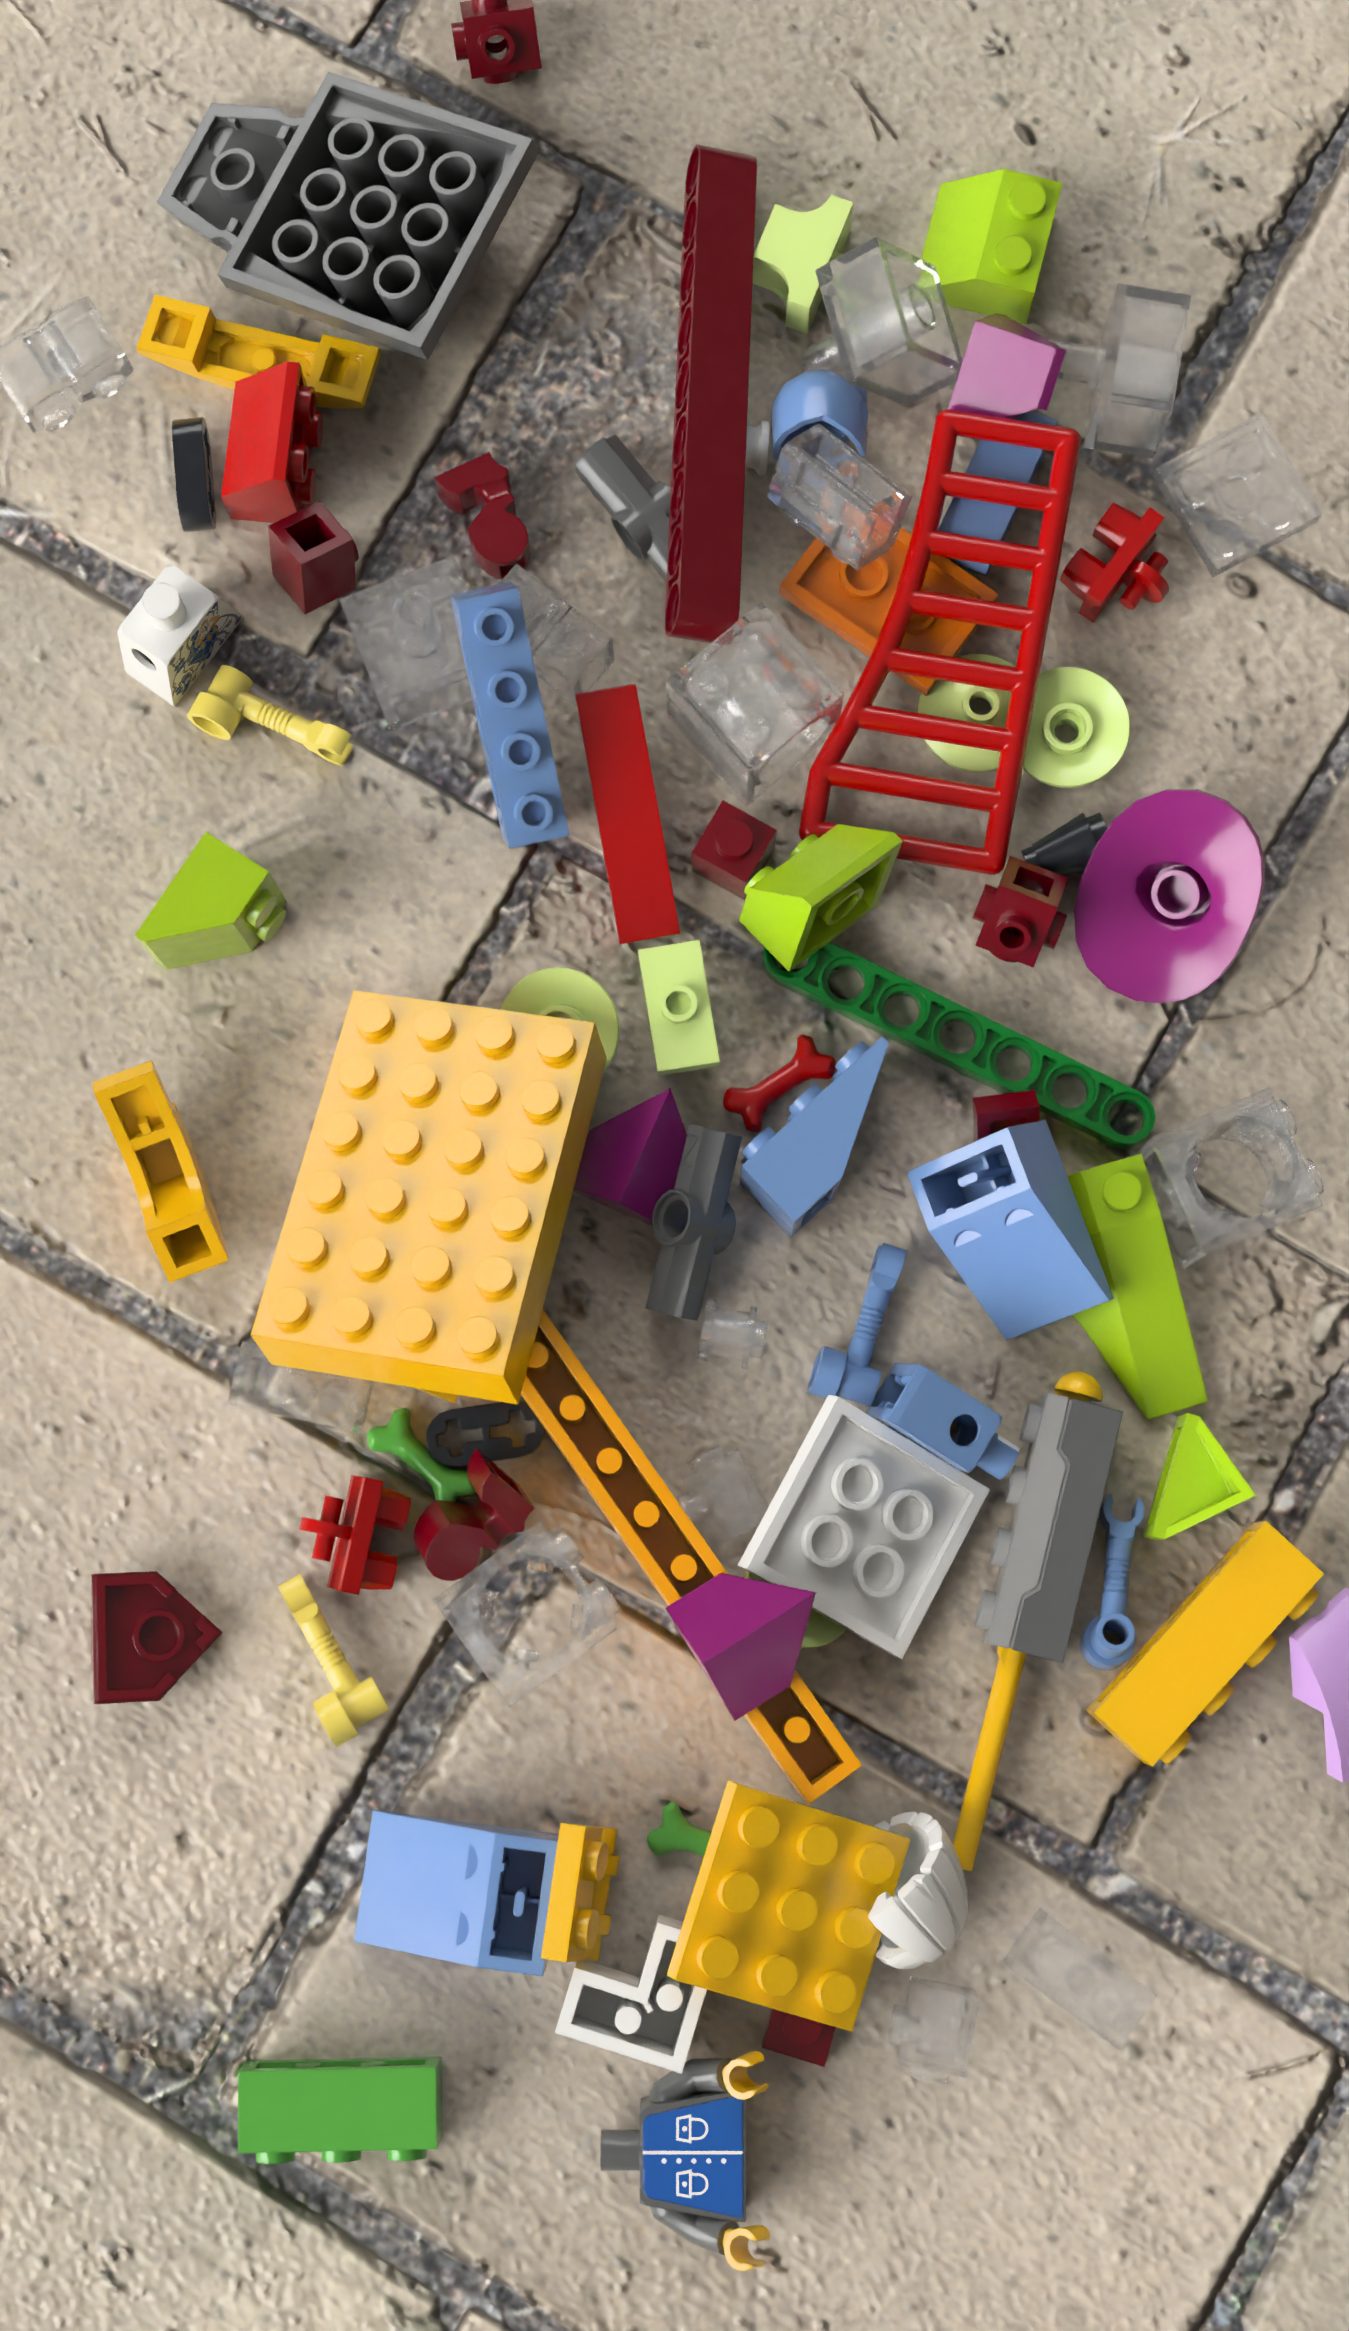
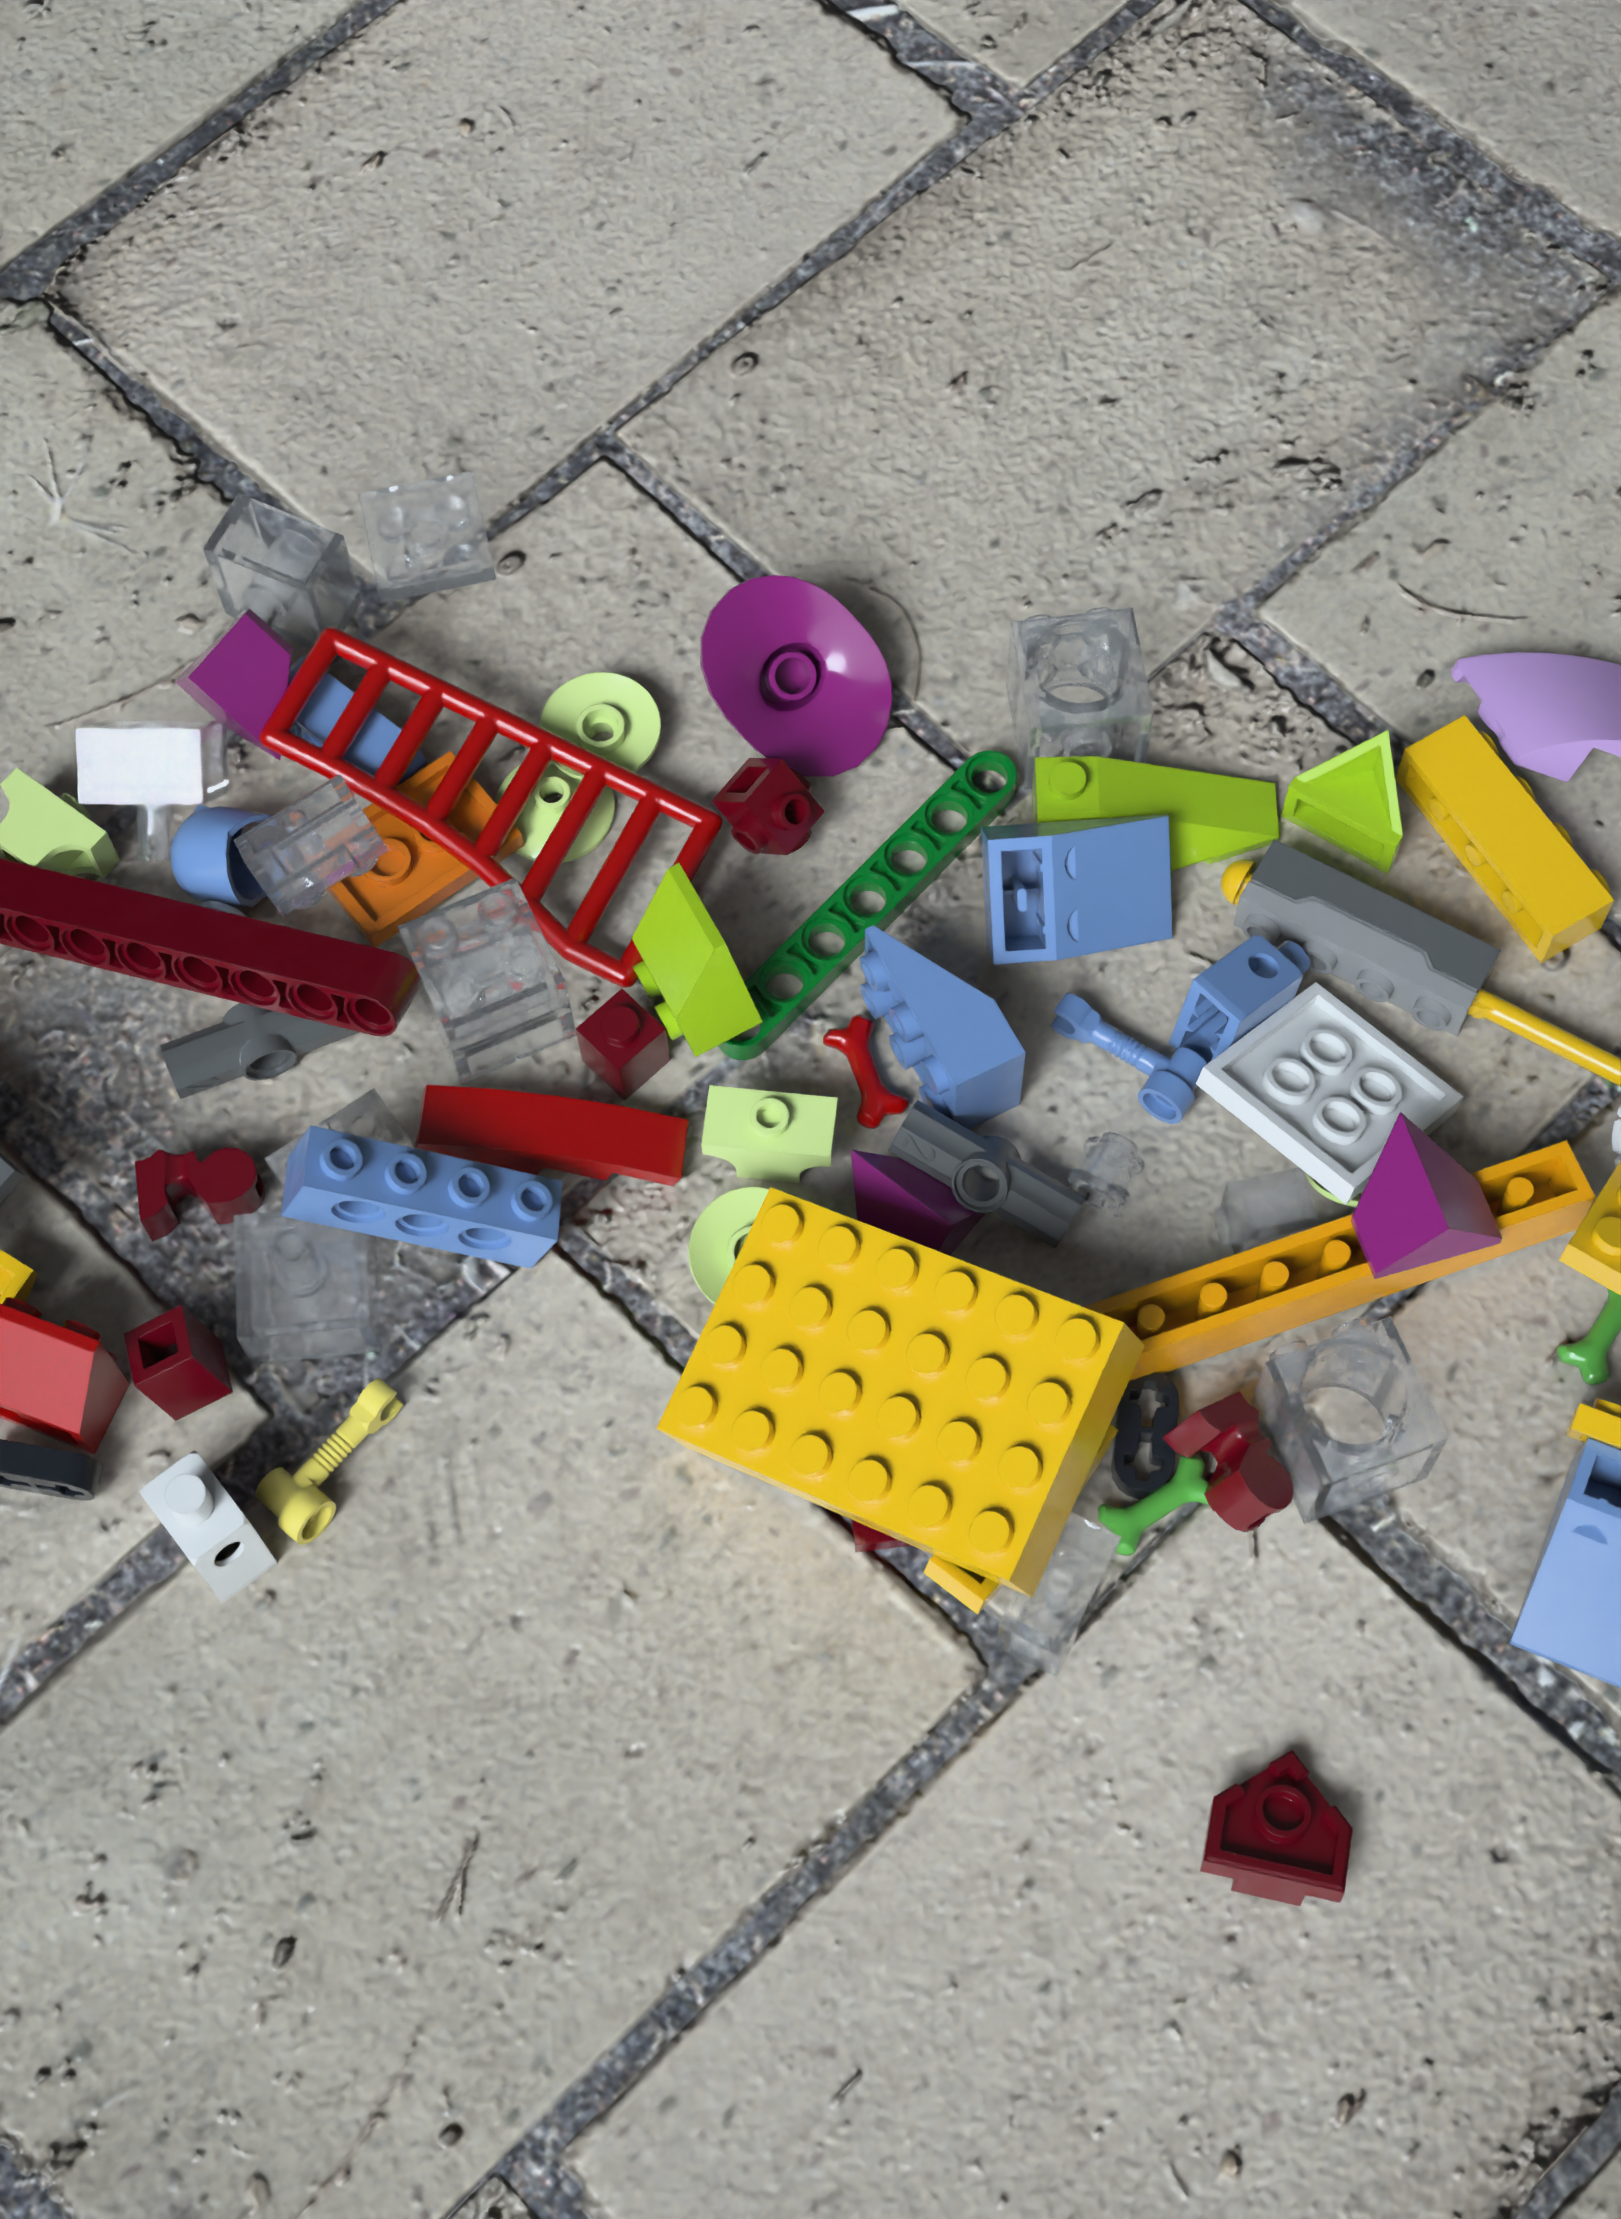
camera: 75 degrees left, 15 degrees down
(164, 1171) = (789, 1684): yellow arch -> none
(213, 908) = (520, 1543): lime slope -> none
(351, 1701) = (1392, 1635): light yellow brick -> none
(352, 1561) = (1220, 1584): red hips -> none
(991, 240) = (100, 665): lime slope -> none
(1003, 1111) = (962, 876): dark red plate -> none
(1068, 847) = (715, 751): black cone -> none
(1113, 1611) = (1475, 909): medium blue brick -> none
(1130, 539) = (465, 643): red hips -> none

